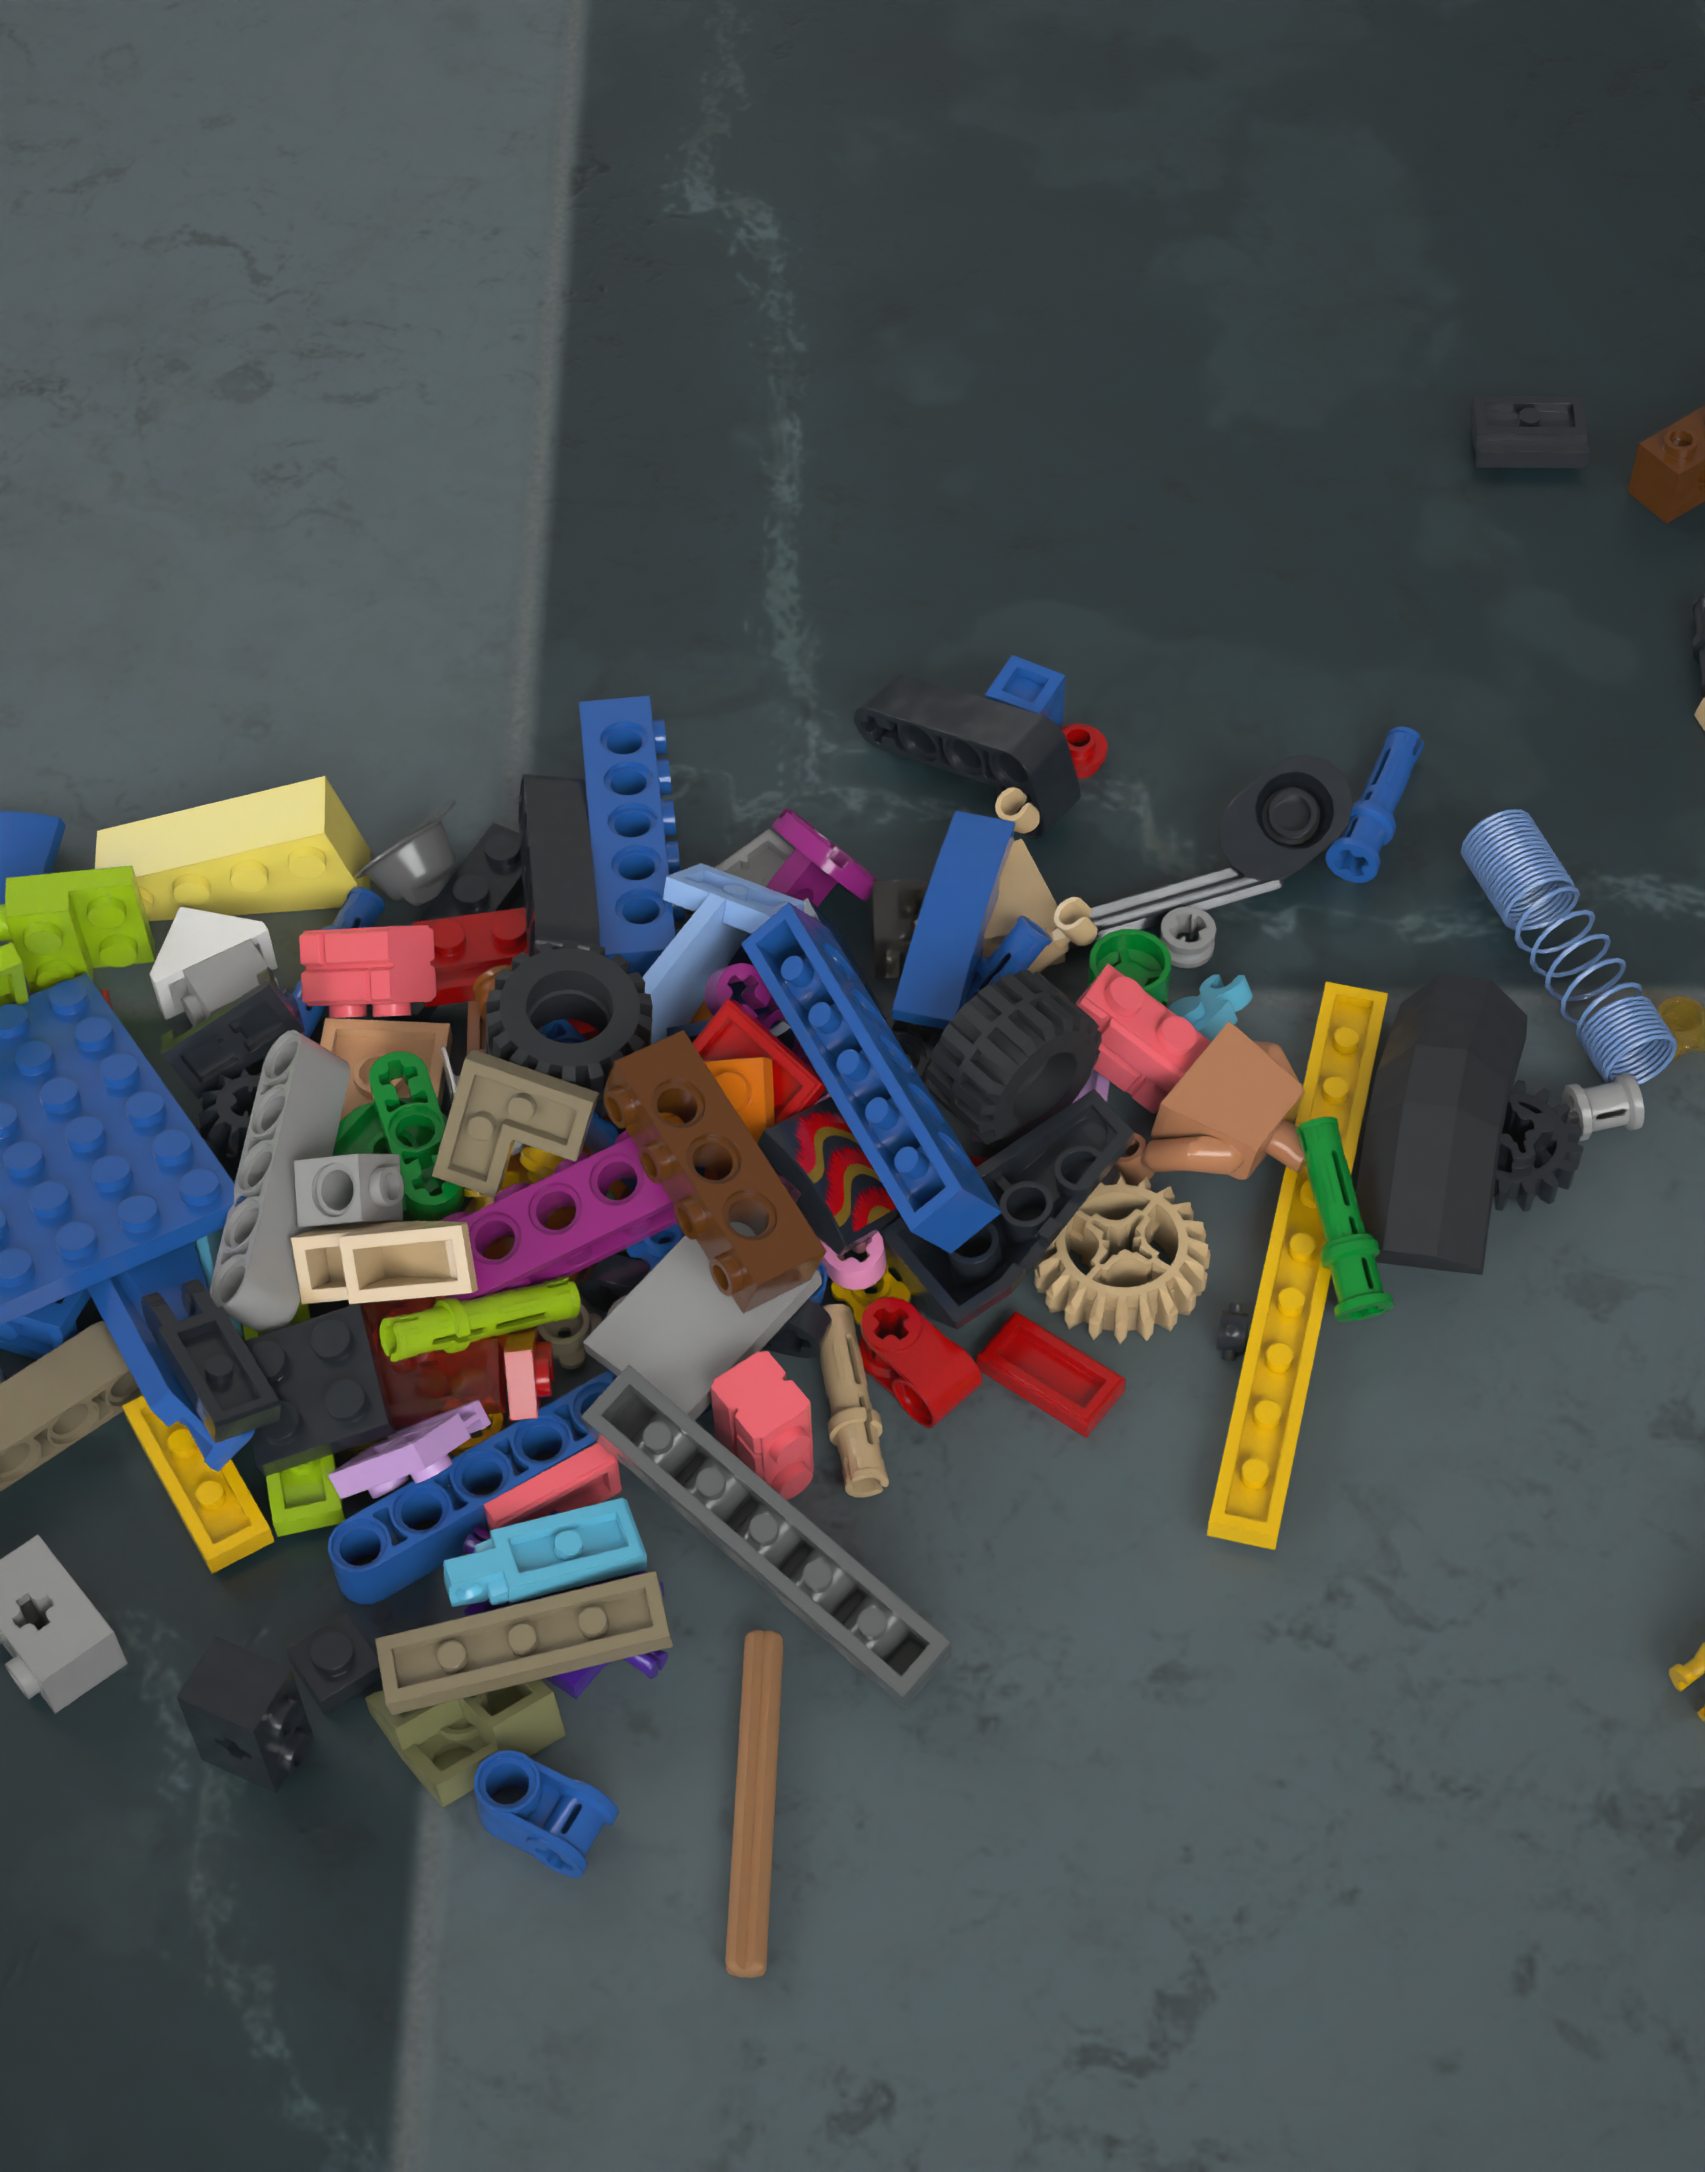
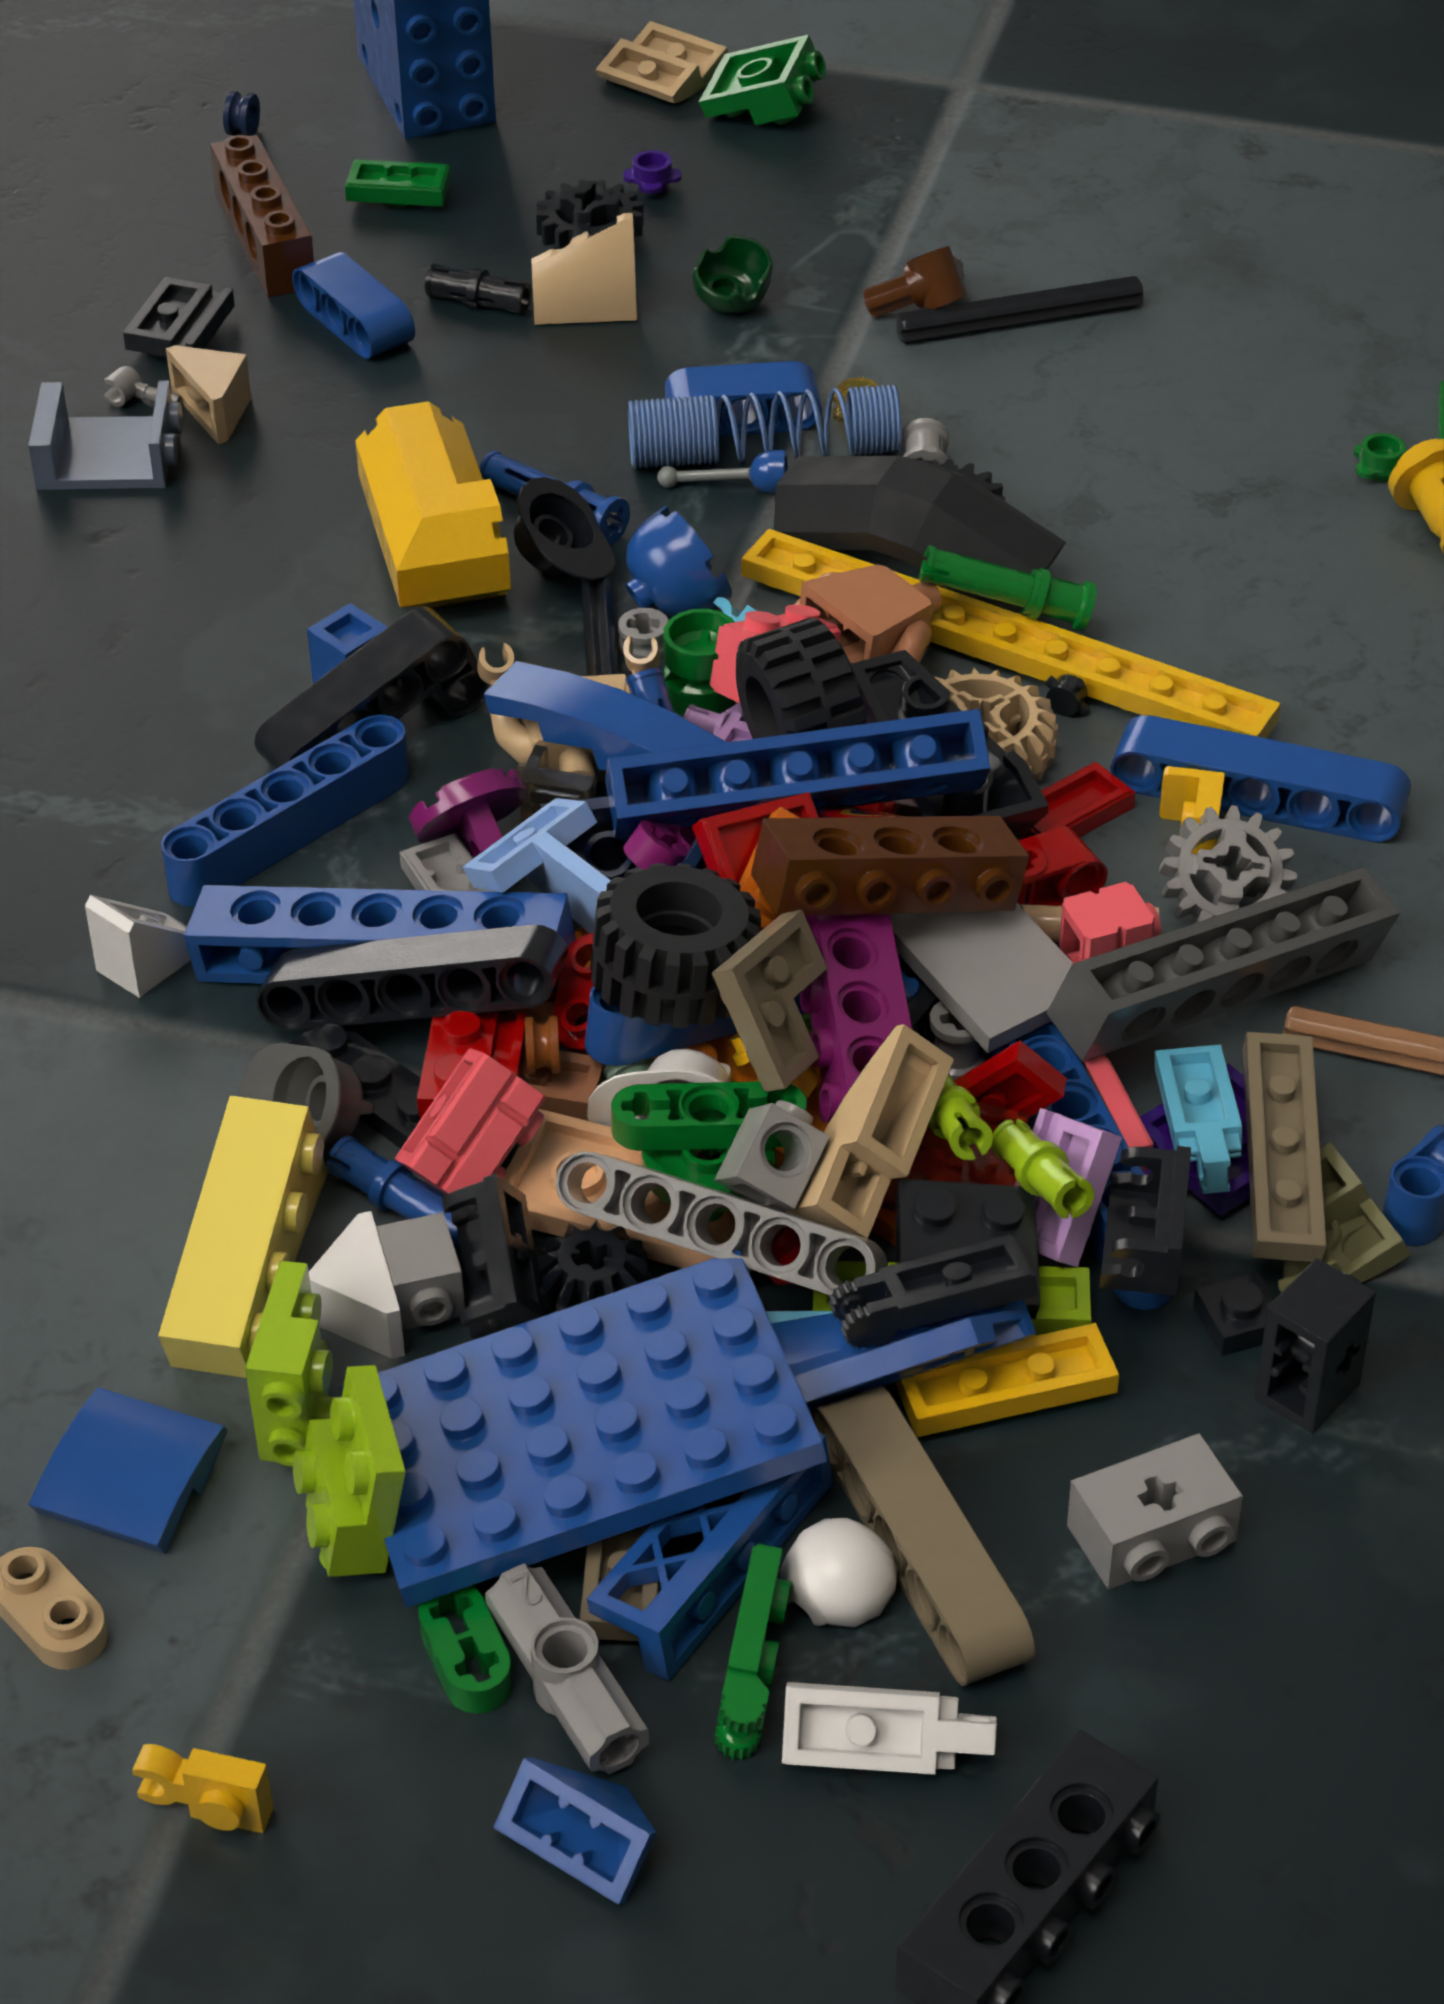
camera: 75 degrees left, 10 degrees down
(355, 1534) = (1146, 1222): none -> black hinge
(389, 1415) = (1042, 1168): none -> lime pin
(588, 669) = (135, 944): none -> white slope
(805, 732) = (286, 808): none -> blue beam
(954, 1529) = (1240, 847): none -> light grey gear
(1062, 1496) = (1188, 794): none -> yellow bracket
(1147, 1546) = (1269, 777): none -> blue beam
(1263, 703) = (432, 509): none -> yellow brick
(1276, 928) = (672, 567): none -> blue cylinder
(1301, 437) = (102, 449): none -> sand blue panel
(1402, 428) = (128, 384): none -> light grey hand
(1415, 492) = (211, 387): none -> tan slope
(1509, 971) = (763, 473): none -> hinge
(1621, 554) = (353, 305): none -> blue beam
(1630, 917) = (739, 381): none -> blue beam

